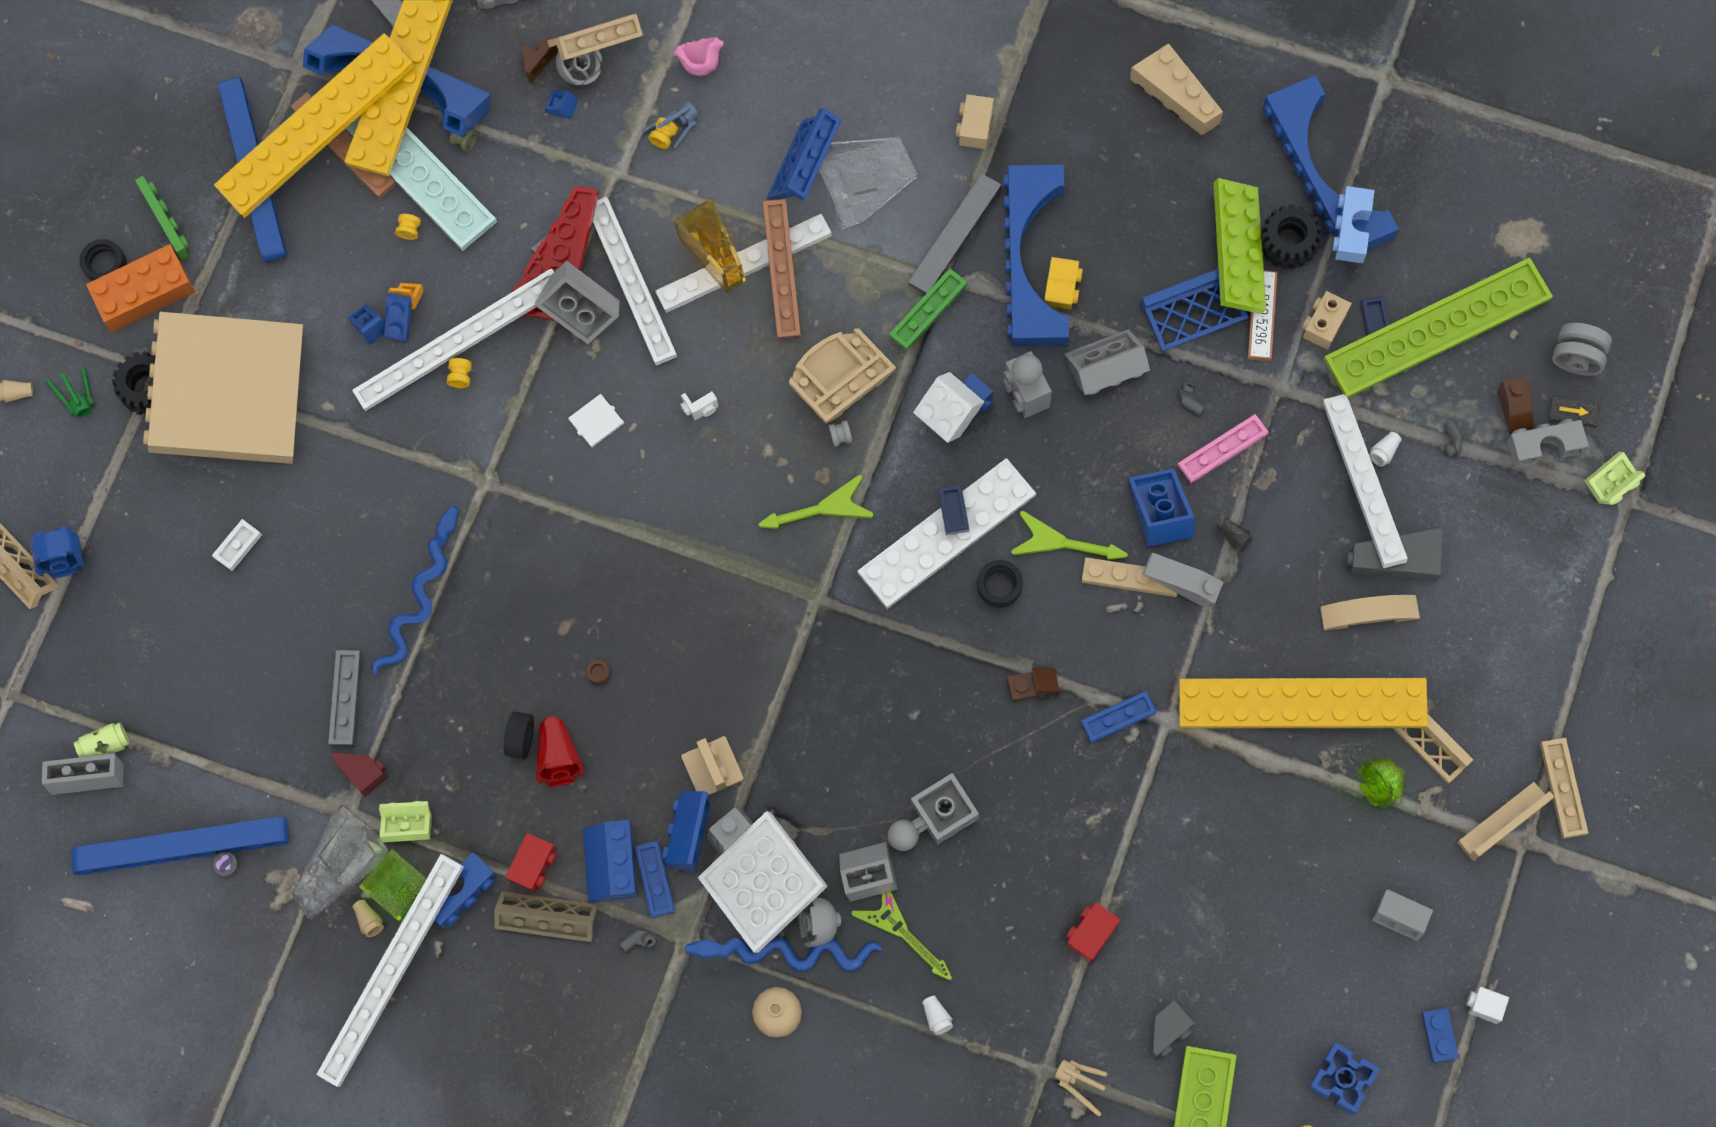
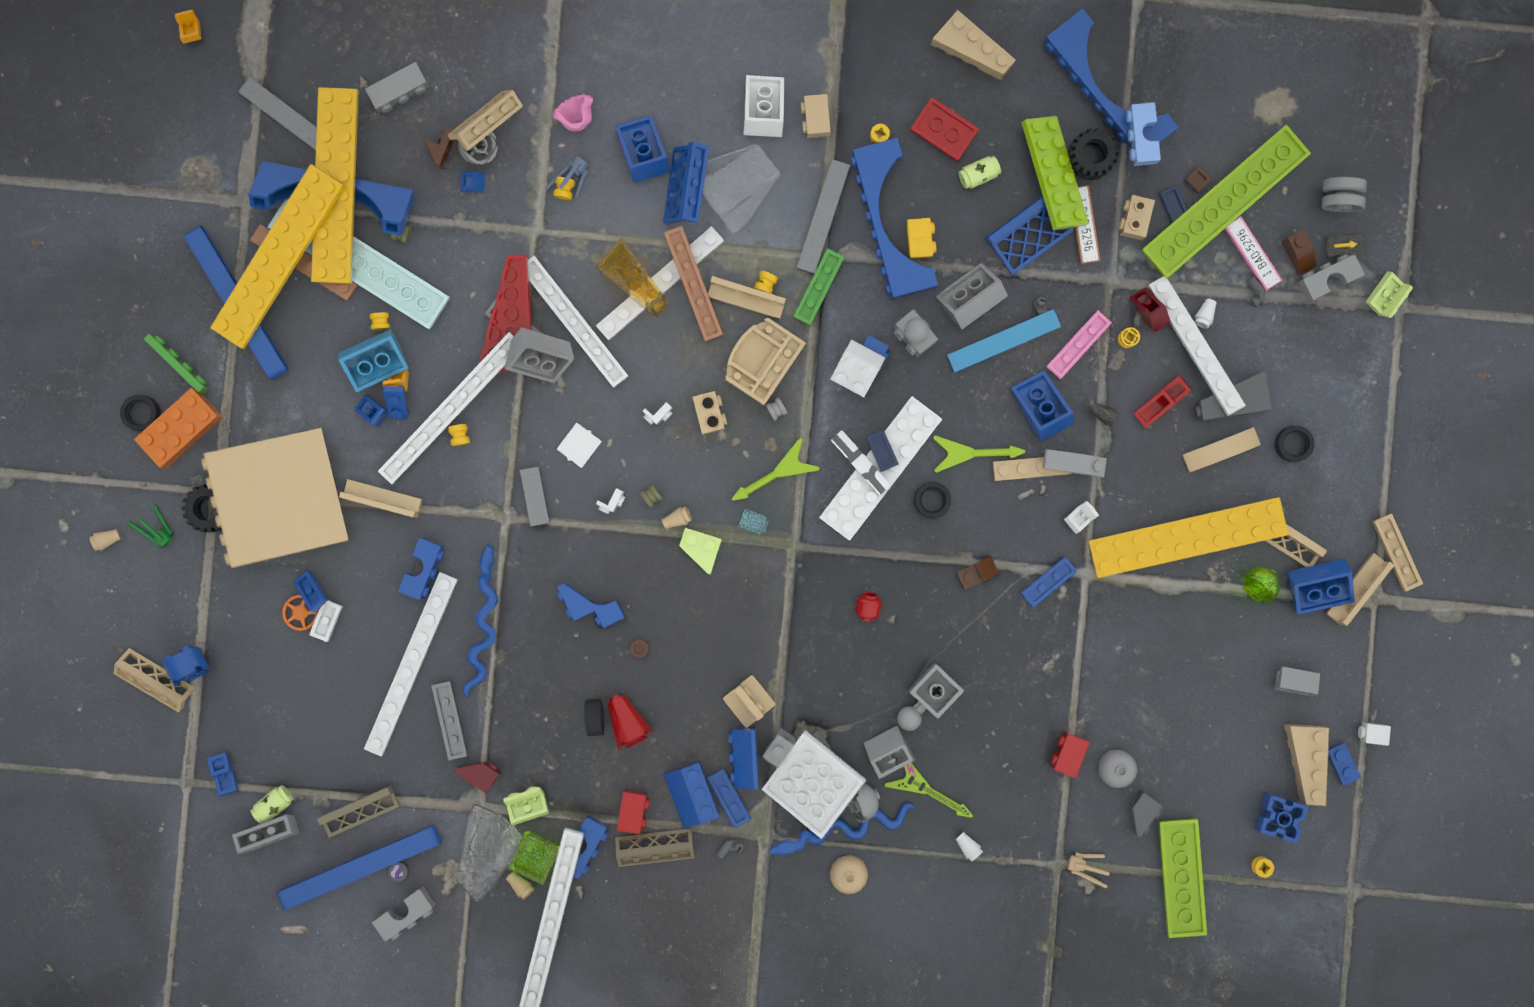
camera: 20 degrees left, 15 degrees up
(56, 694) = (223, 774): none -> blue slope
(201, 769) = (352, 807): none -> dark tan fence
(209, 530) = (299, 612): none -> orange wheel
(230, 505) = (310, 591): none -> blue plate
(236, 912) = (390, 924): none -> light grey arch
(319, 622) = (411, 664): none -> white plate
(347, 423) = (381, 498): none -> tan fence
(358, 530) = (429, 554): none -> blue arch
(386, 266) = (373, 360): none -> dark azure slope
(526, 465) = (534, 496): none -> flat silver tile
(541, 604) = (580, 606): none -> blue arch
(620, 491) = (616, 500): none -> white bracket
(663, 496) = (651, 495): none -> olive wheel
(687, 530) = (677, 518): none -> tan cone
(705, 572) = (700, 548): none -> yellowish green wing
(755, 419) = (704, 414): none -> tan brick
(766, 113) = (642, 149): none -> blue slope
(776, 555) = (753, 522): none -> clear light blue brick
(840, 300) = (746, 297): none -> tan fence
(868, 288) = (766, 282): none -> yellow wheel
(888, 689) = (868, 606): none -> red head
(917, 99) = (764, 106): none -> white slope
(925, 519) = (860, 462): none -> sticker
(1044, 151) = (879, 137): none -> yellow wheel
(1122, 171) = (944, 129): none -> red plate
(1133, 421) = (1004, 340): none -> dark azure tile
(1140, 230) = (979, 172): none -> yellowish green piece
(1149, 967) = (1117, 768): none -> light grey cylinder
(1177, 647) = (1081, 516): none -> white bracket
(1283, 458) = (1124, 338): none -> yellow wheel
(1309, 536) = (1162, 401): none -> red slope
(1319, 428) = (1150, 309): none -> dark red slope
(1396, 1016) = (1310, 760): none -> tan wedge
(1411, 297) = (1198, 179): none -> reddish brown tile
(1457, 804) = (1321, 586): none -> blue slope
(1458, 395) = (1253, 253): none -> white tile
(1474, 613) = (1309, 443): none -> black tyre

